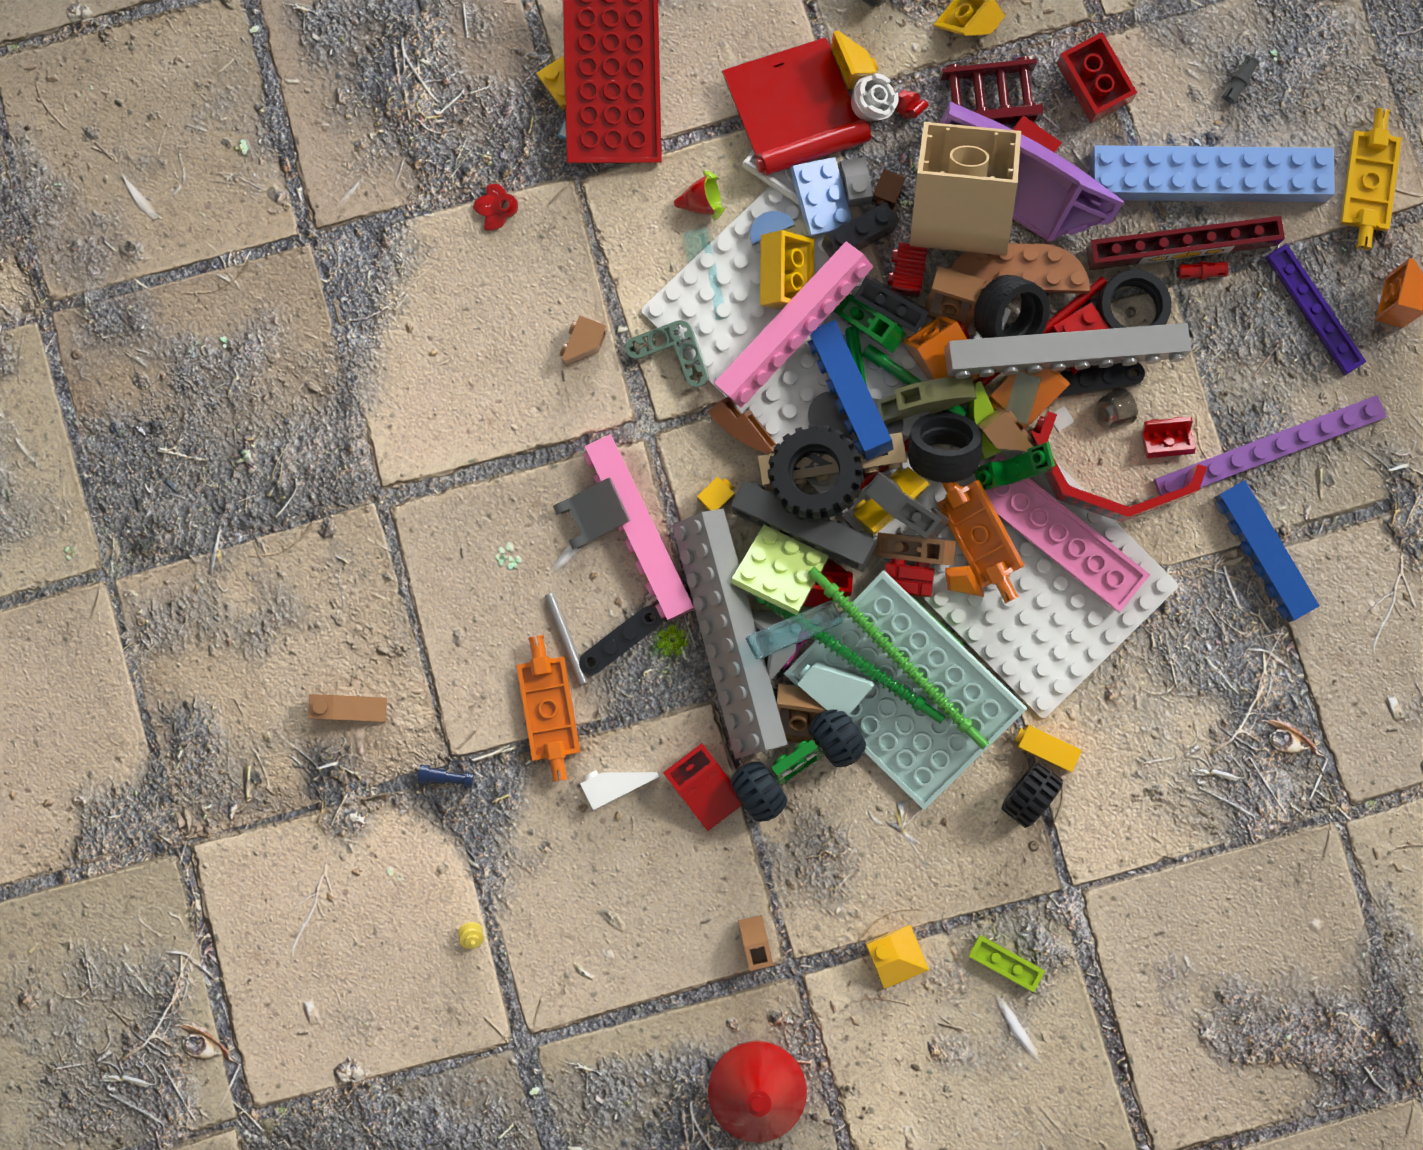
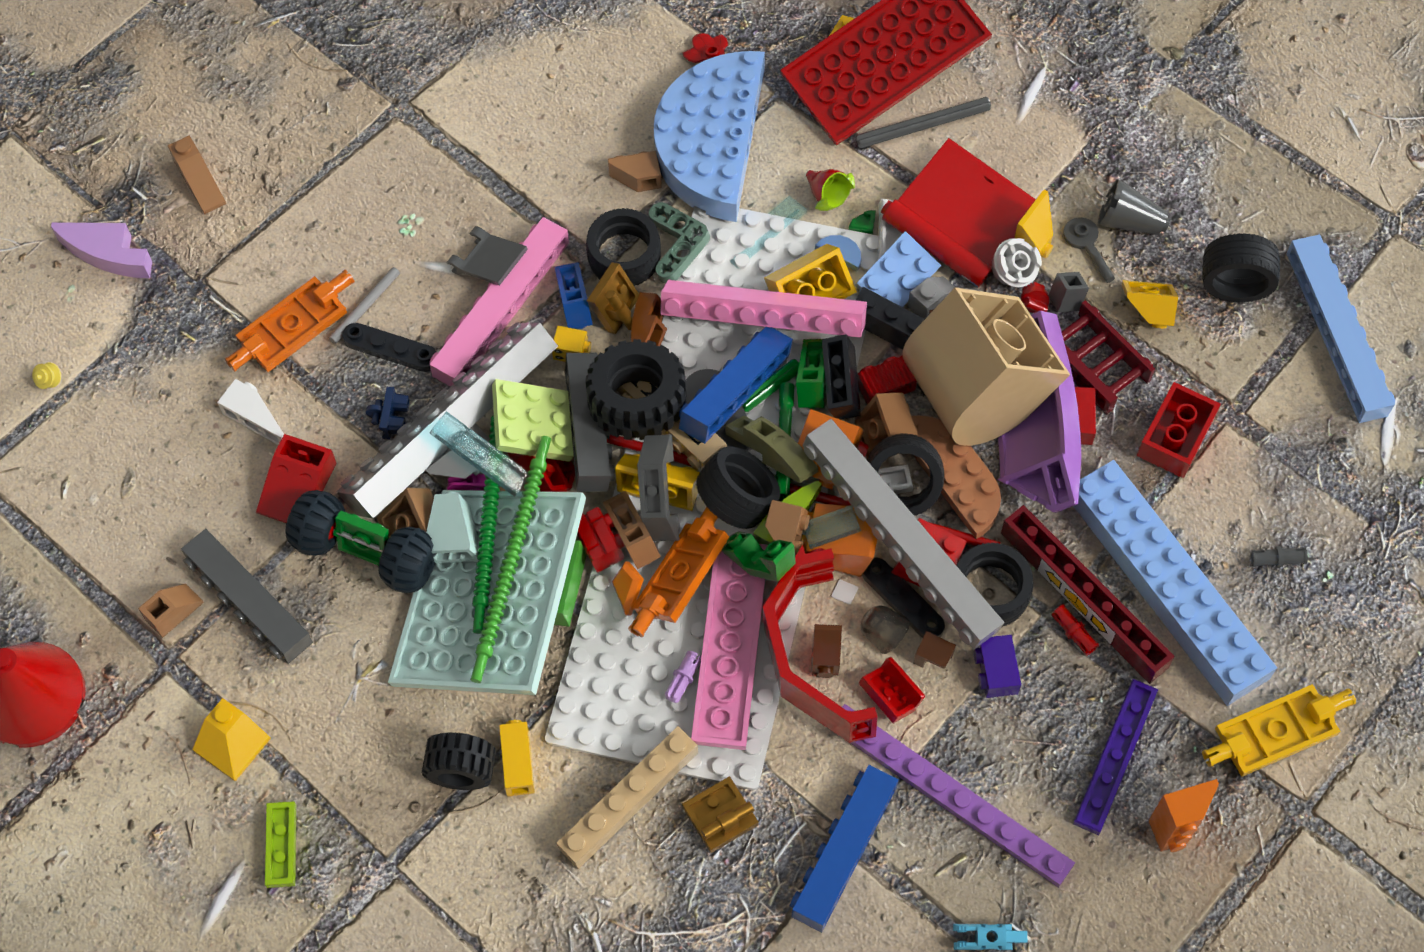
camera: 55 degrees right, 20 degrees down
(371, 823) = (104, 247): none -> lavender slope
(432, 775) = (174, 266): dark blue piece -> none
(585, 259) = (708, 130): none -> light blue brick
(648, 369) = (618, 223): none -> black tyre
(669, 465) = (573, 296): none -> blue slope
(669, 646) = (417, 387): clear neon green plant -> none
(678, 667) = (386, 414): none -> dark blue hips
(686, 78) = (923, 122): none -> dark grey axle
(702, 440) = (614, 299): none -> pearl gold plate
(749, 190) = (864, 222): none -> green tile
(781, 878) = (246, 596): none -> dark grey brick
(872, 25) = (1083, 235): none -> dark grey piece
(924, 75) = (1068, 291): none -> dark grey brick
(1063, 585) = (683, 676): none -> lavender axle
(1110, 466) = (826, 650): none -> reddish brown slope
(1134, 685) = (627, 797): none -> tan brick
(1158, 386) = (934, 650): none -> reddish brown panel
(1184, 625) = (720, 814): none -> pearl gold plate
(1205, 347) = (998, 667): none -> dark purple brick
(1394, 492) = (1003, 937): none -> medium azure hinge

